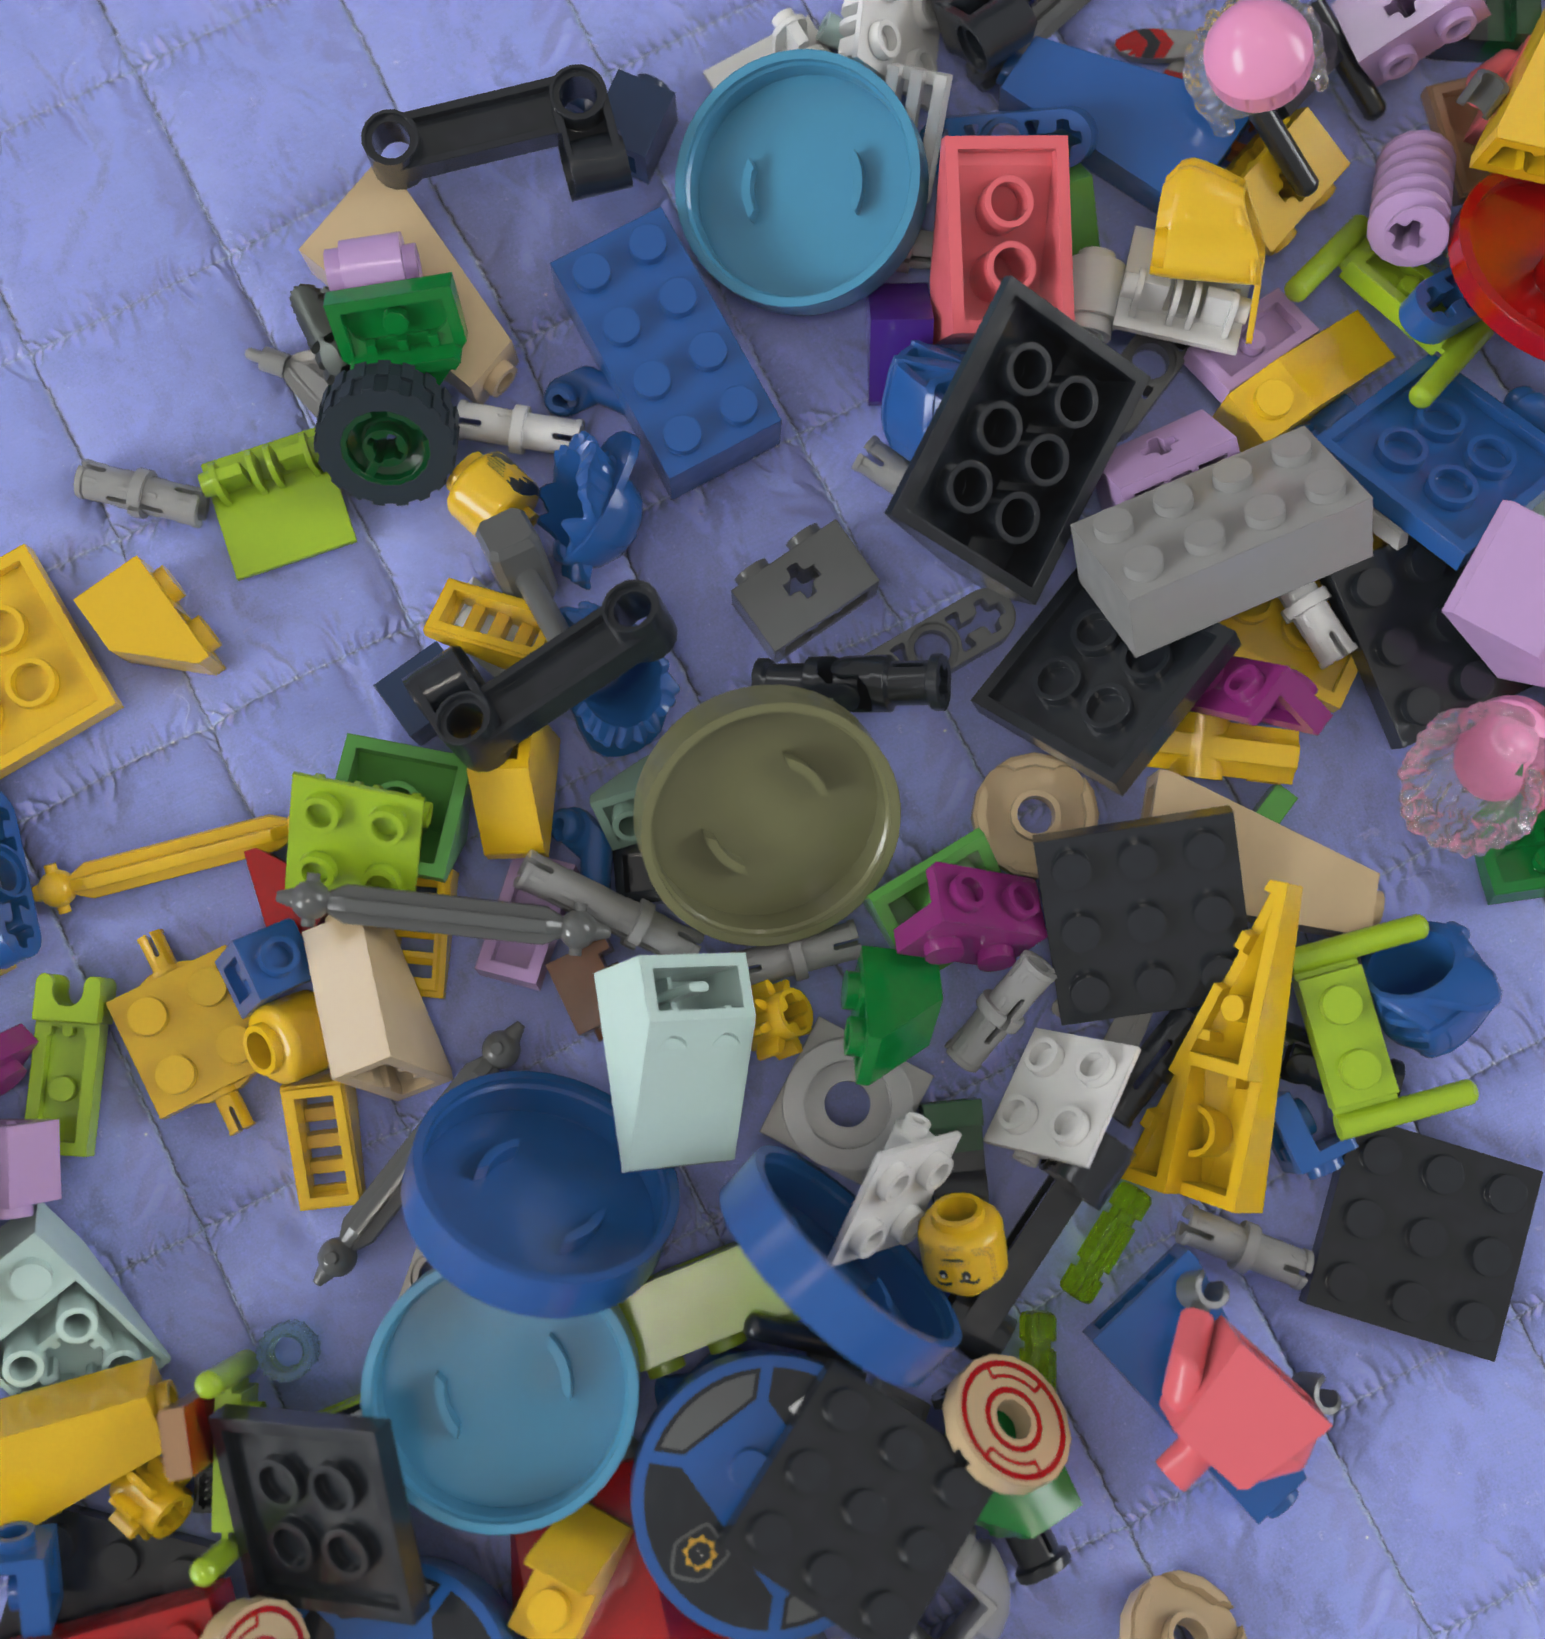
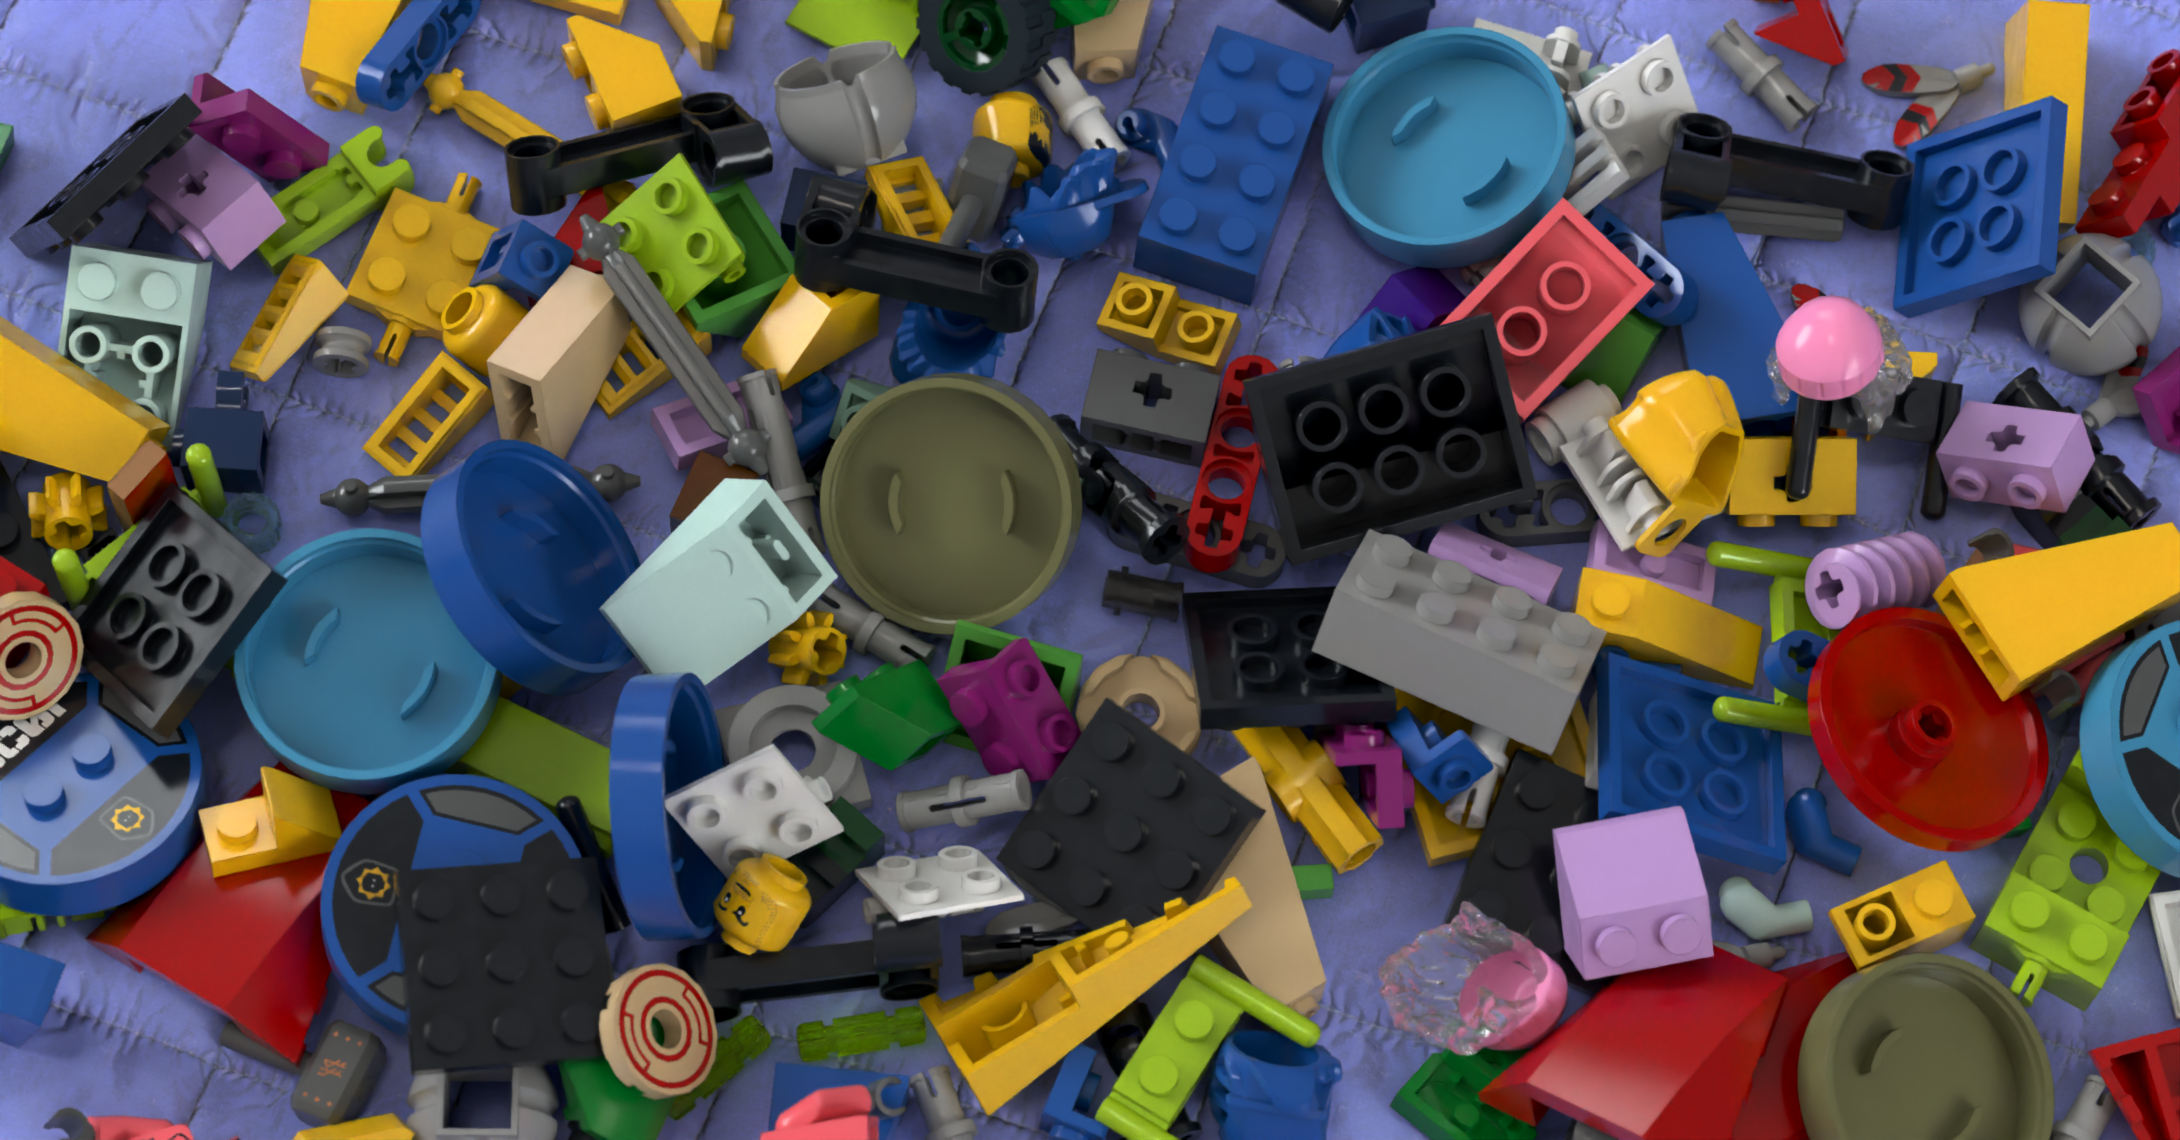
camera: 45 degrees right, 15 degrees down
(142, 1181) = (292, 312): none -> yellow slope
(175, 742) = (623, 73): none -> yellow slope
(204, 1320) = (234, 435): none -> dark blue brick
(207, 1161) = (342, 351): none -> light grey bush
(279, 726) = (710, 132): none -> black piece
(358, 598) = (849, 107): none -> light grey piece
(745, 518) = (1162, 324): none -> yellow slope
(908, 569) = (1226, 462): none -> red beam
(945, 731) = (1141, 595): none -> clear smoke pin
(1275, 640) = (1438, 761): none -> blue bracket

